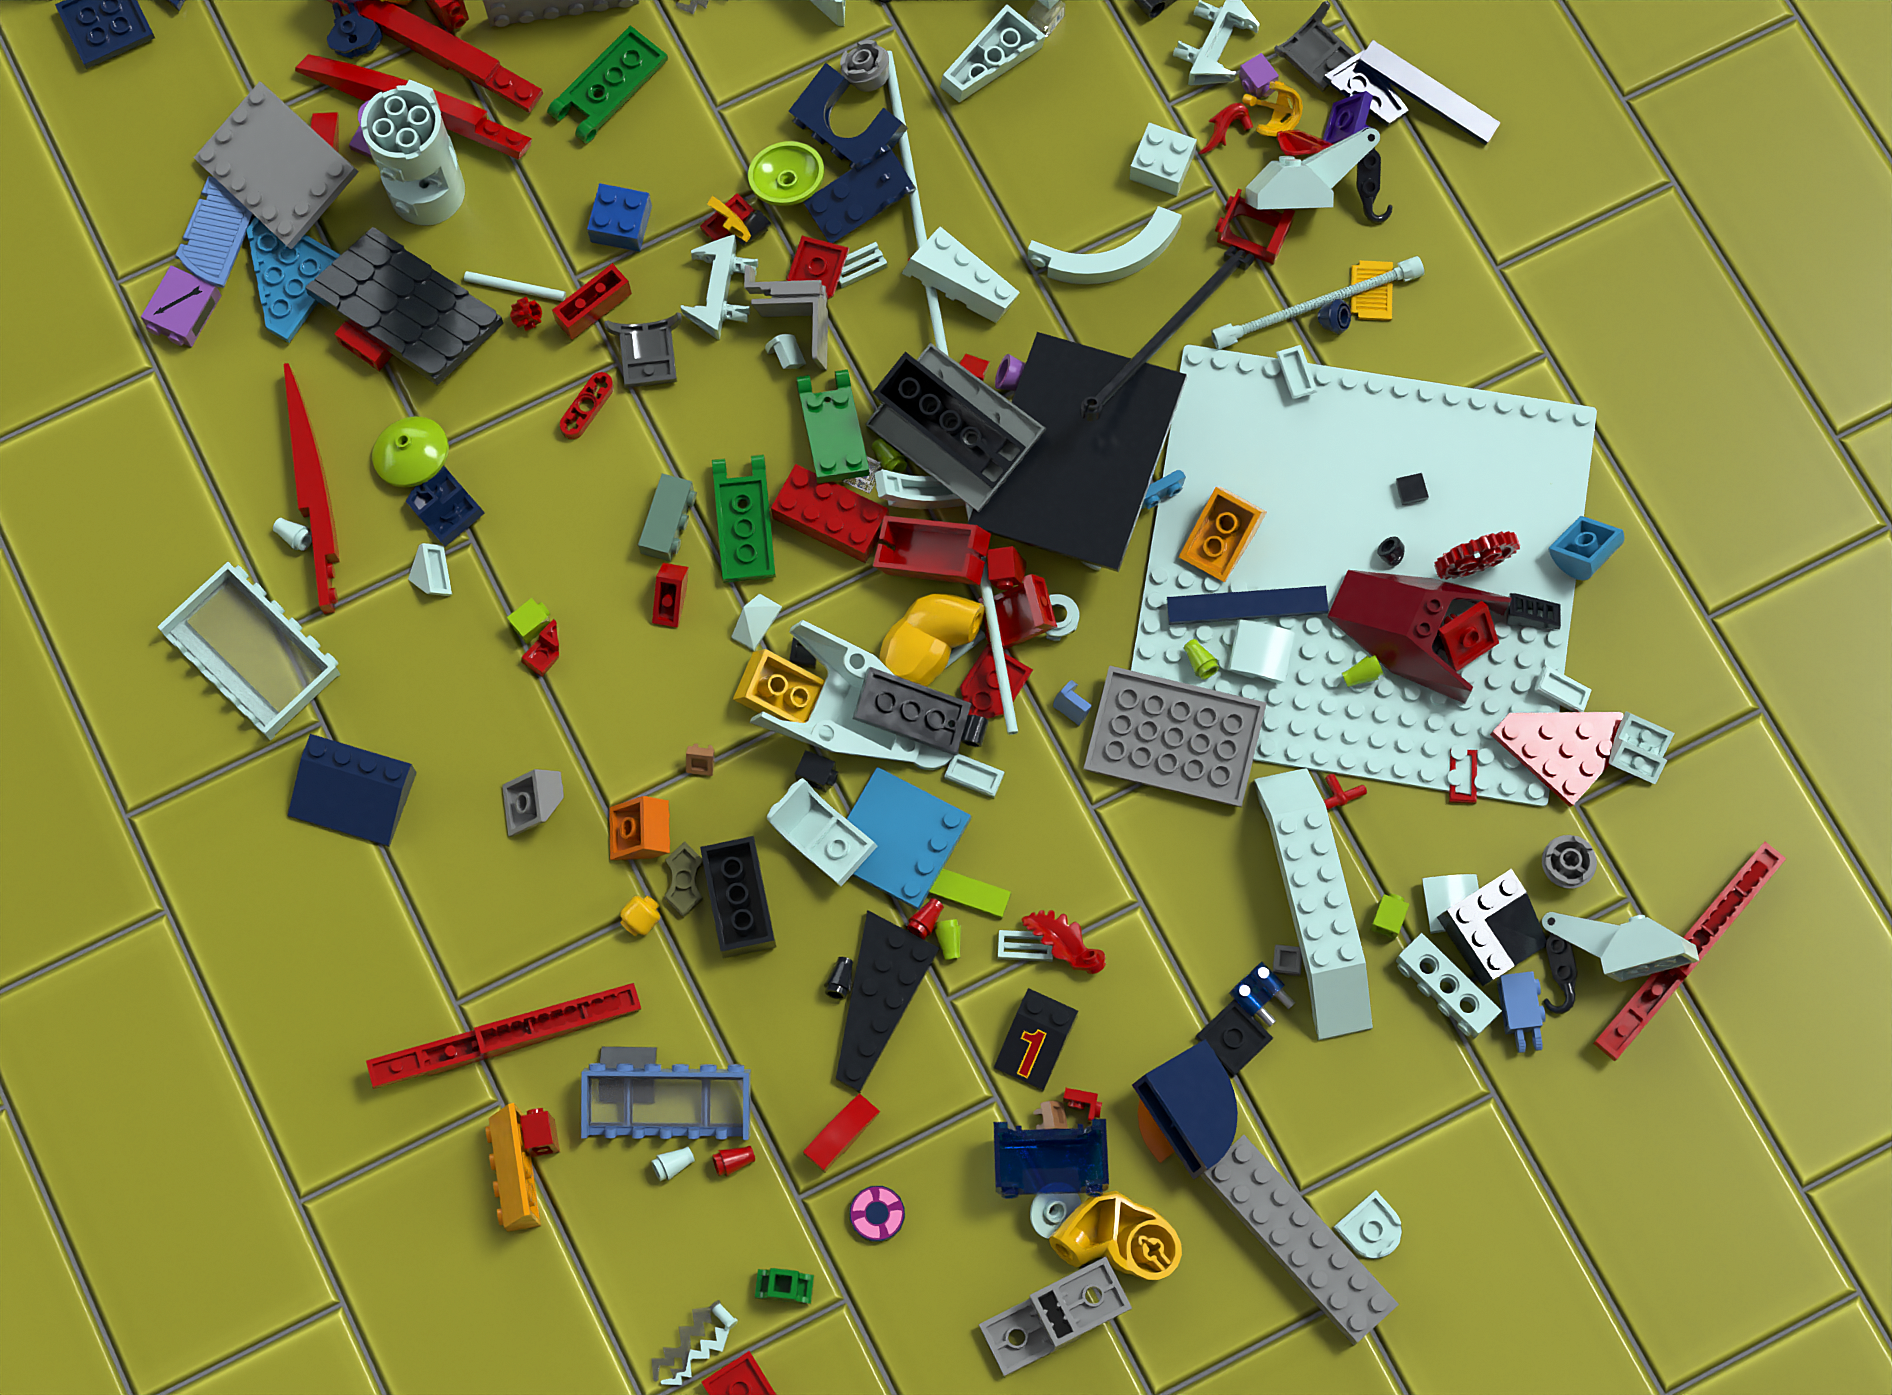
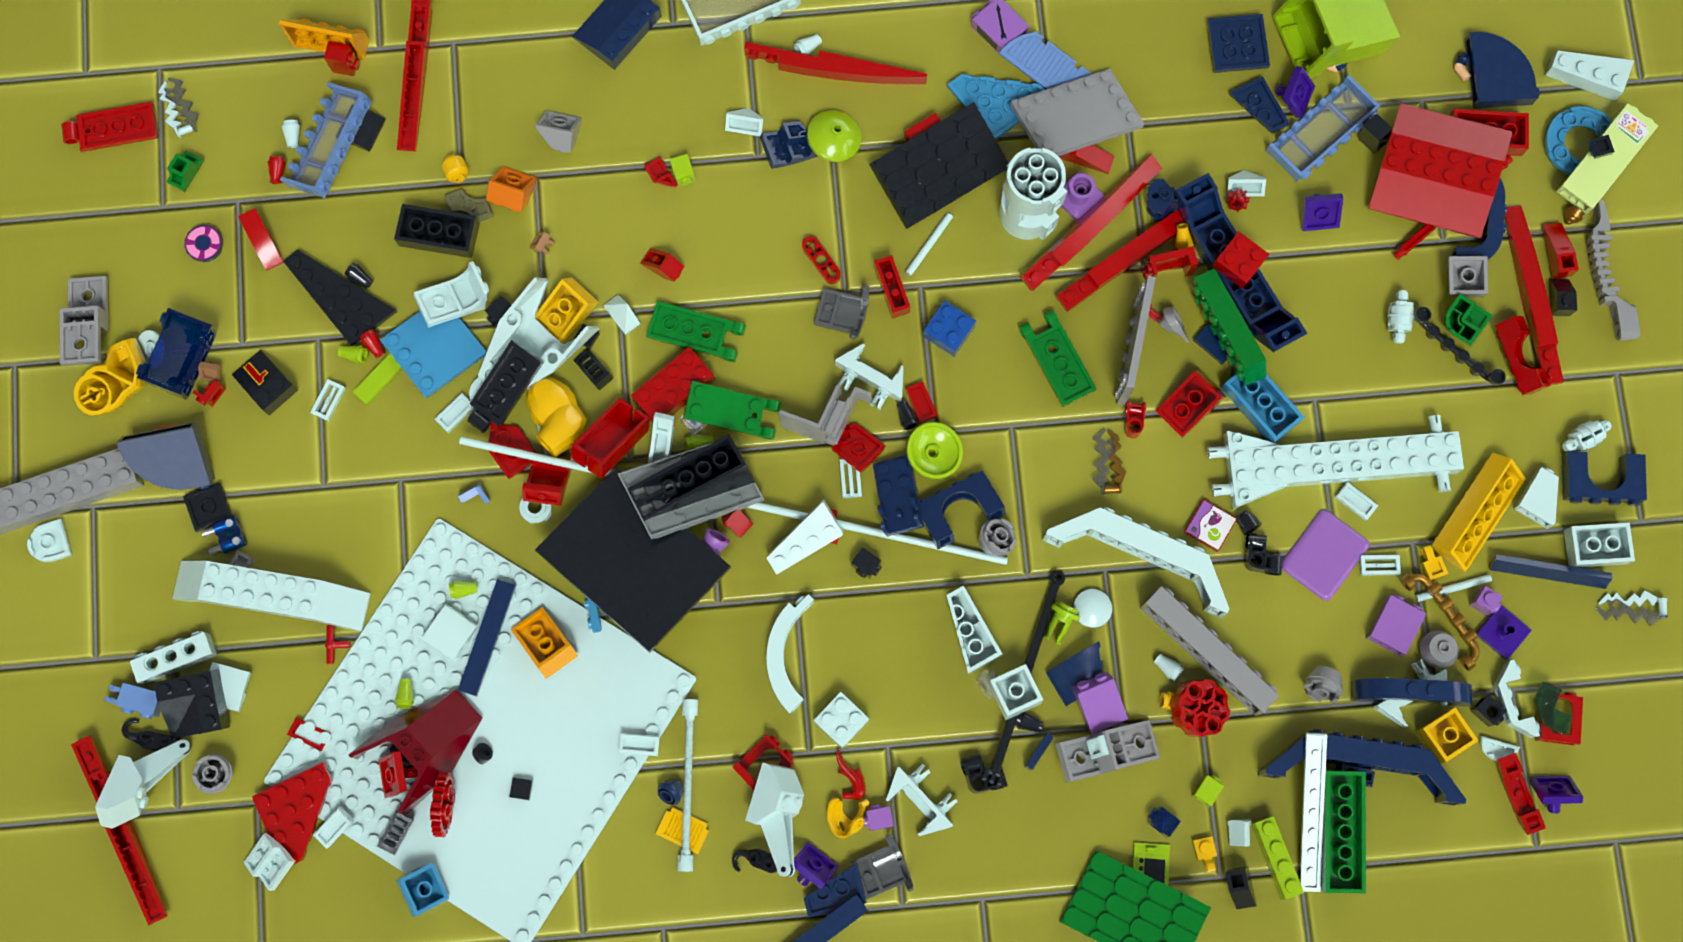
camera: 110 degrees right, 5 degrees up
(526, 313) = (902, 242): red gear -> none
(667, 517) = (716, 281): sand green brick -> none
(733, 222) = (917, 400): yellow slope -> none
(786, 350) = (803, 403): light aqua tile -> none
(862, 613) = (602, 377): none -> black slope
(959, 203) = (866, 564): none -> black brick
(1005, 567) = (577, 482): red slope -> none
(1066, 941) = (316, 423): red plant -> none
(1175, 736) = (418, 550): light grey plate -> none
(1232, 262) = (693, 657): black hinge -> none
(1300, 144) = (809, 825): red slope -> none
(1390, 915) = (236, 640): lime brick -> none

